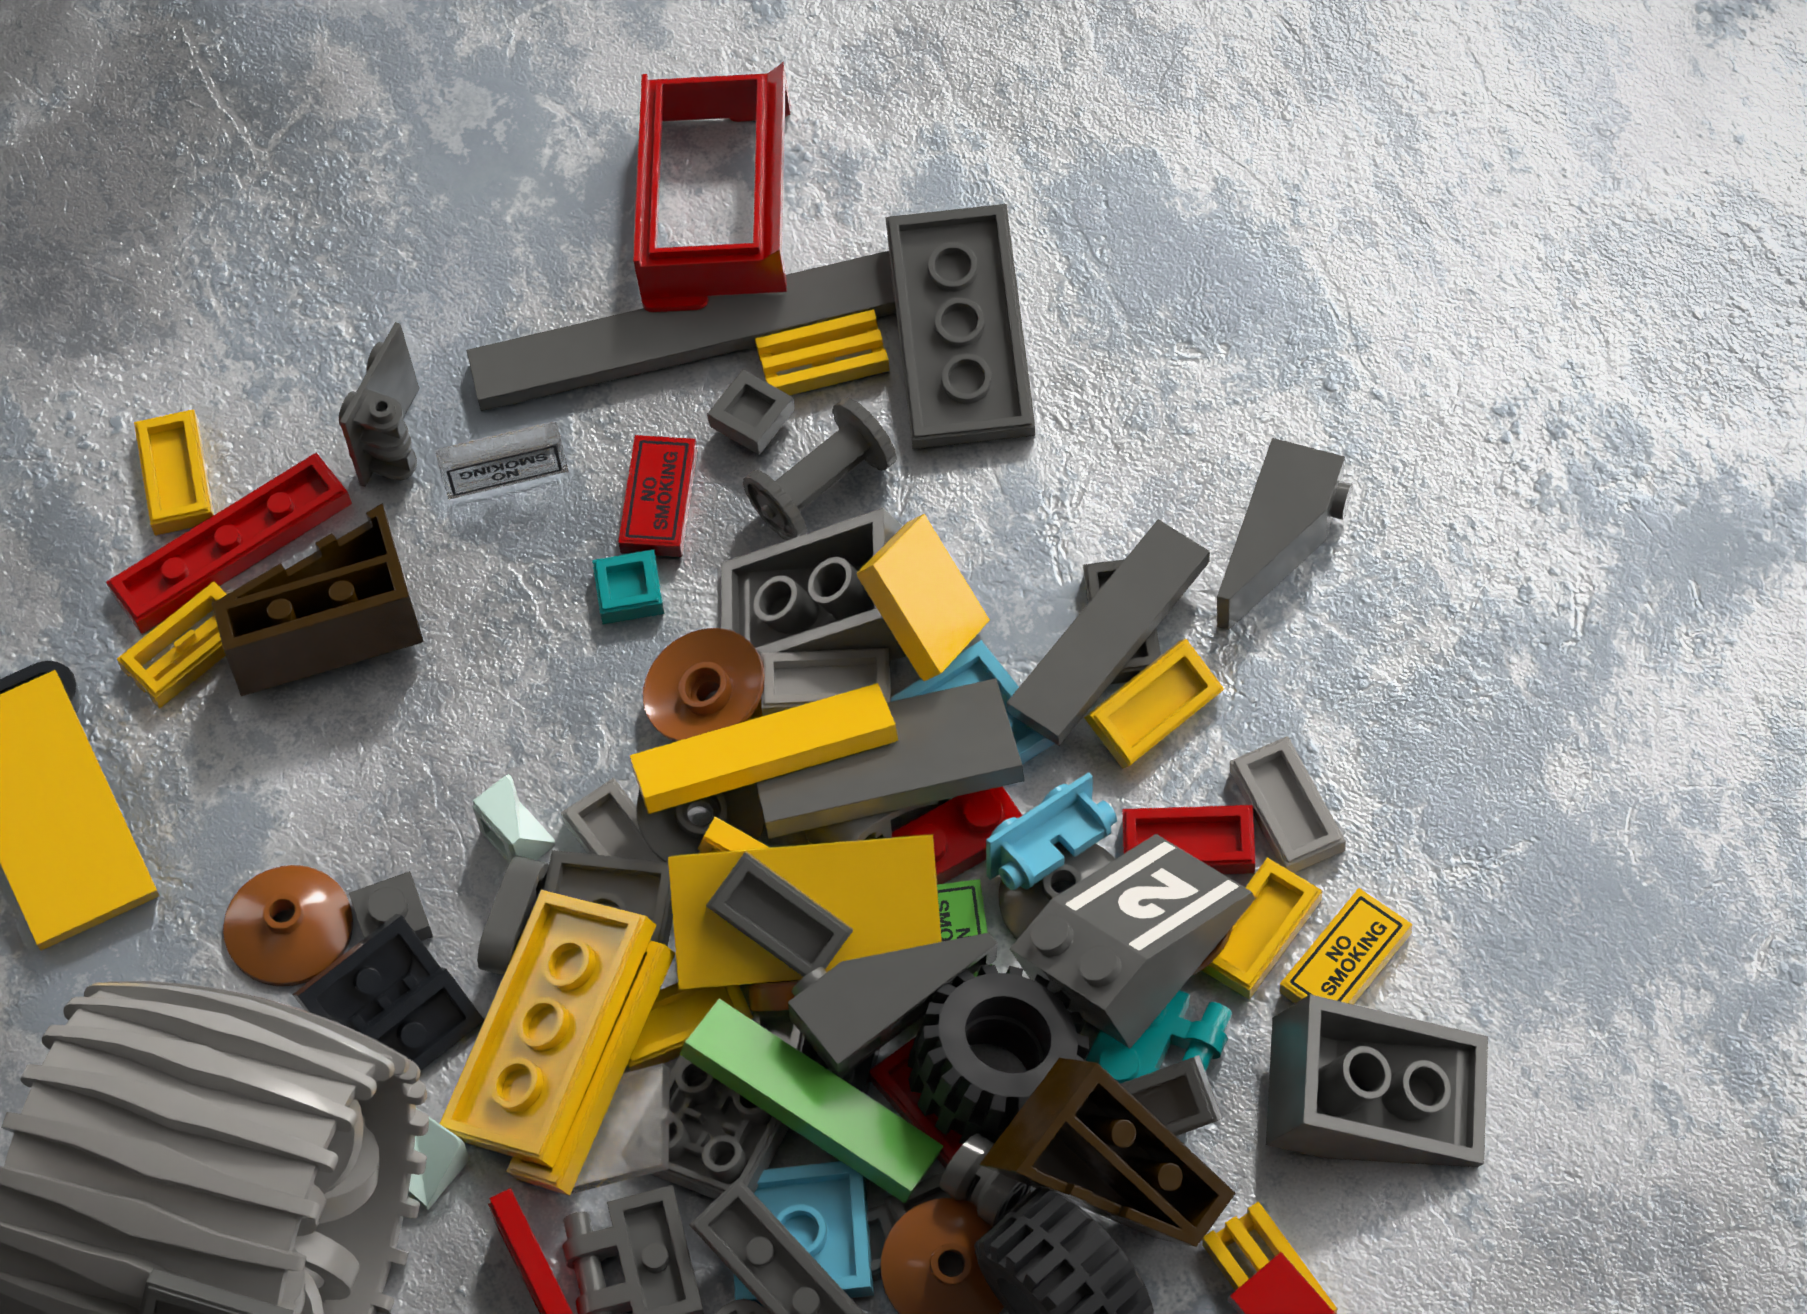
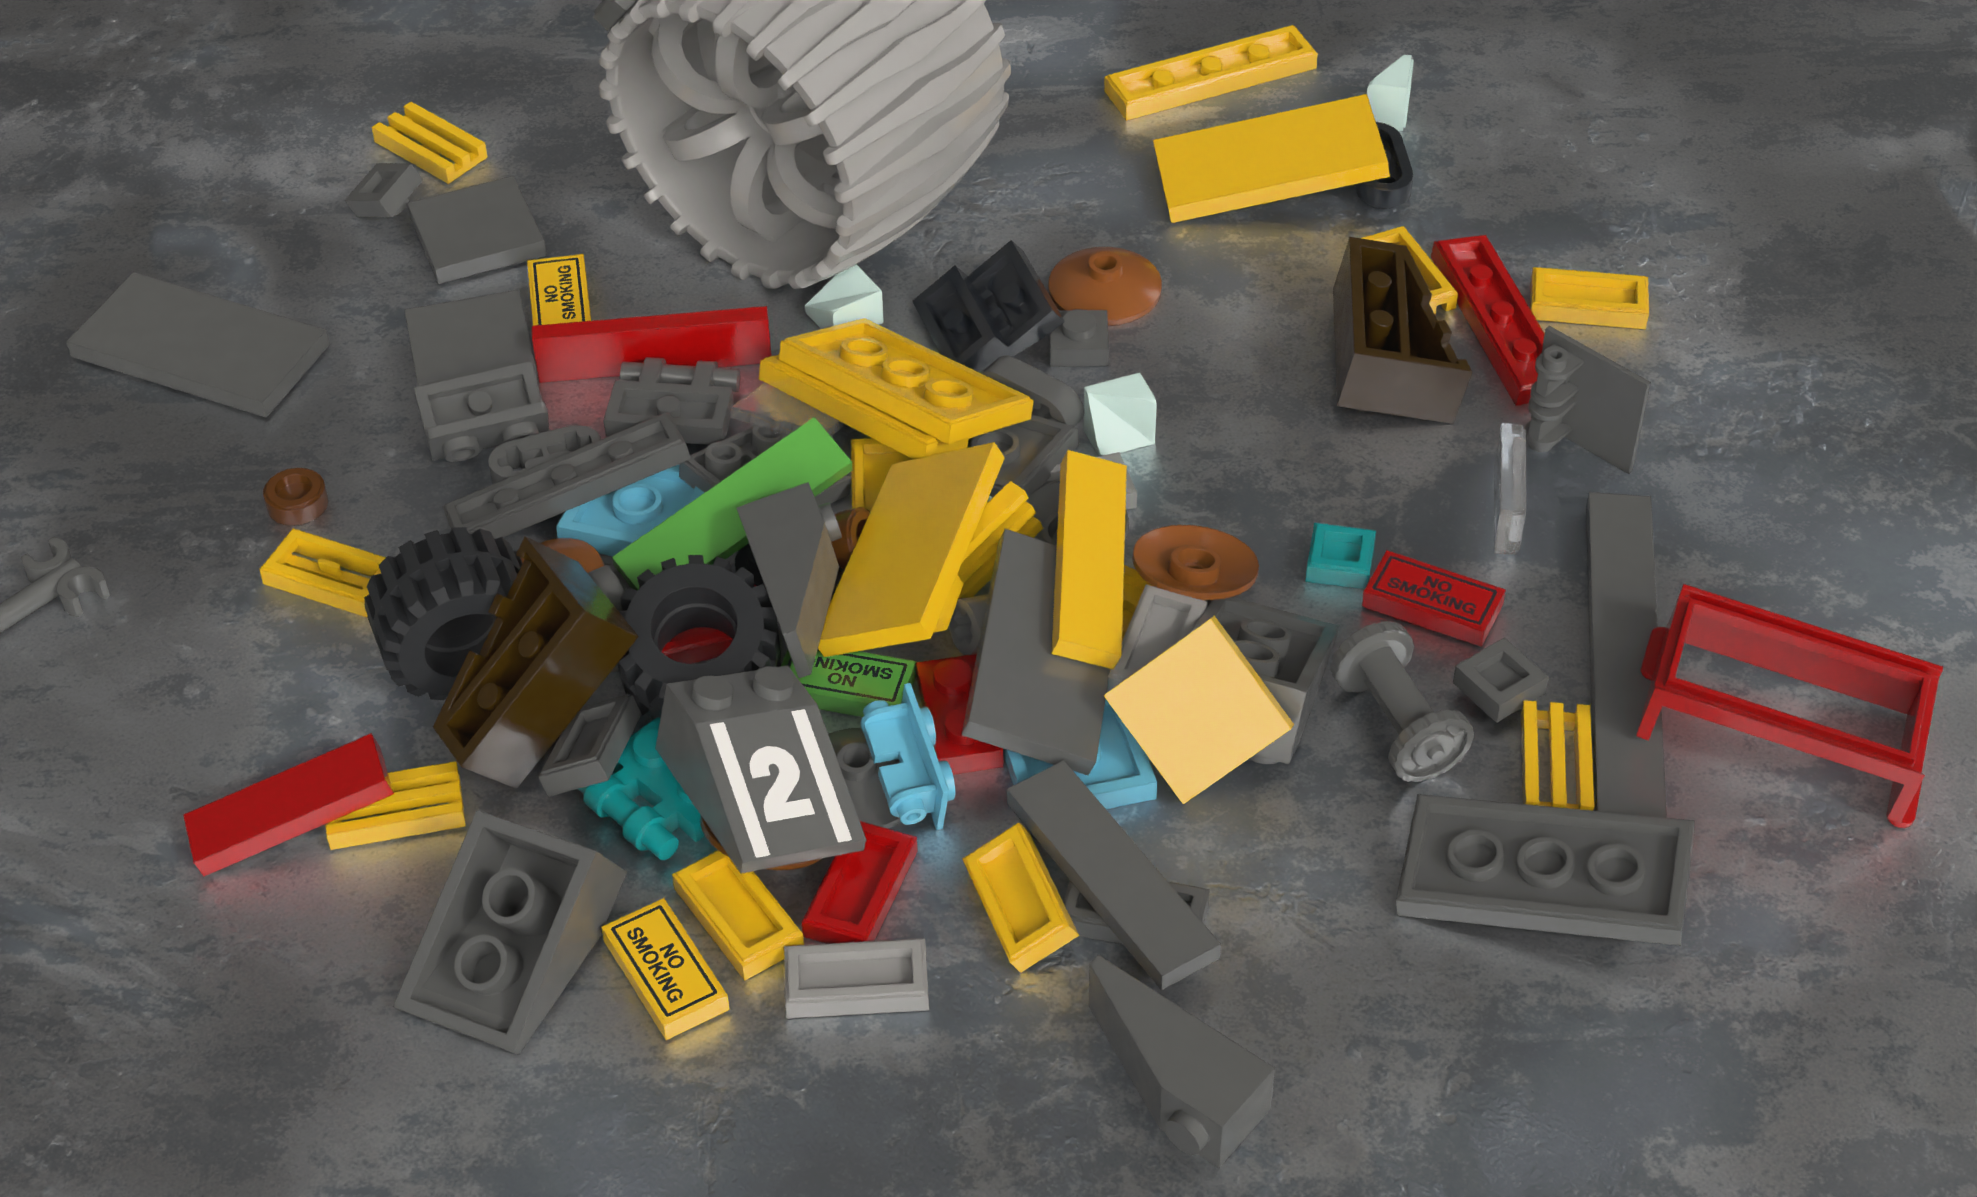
camera: 105 degrees right, 15 degrees down
(779, 916) = (906, 515): dark grey tile -> none

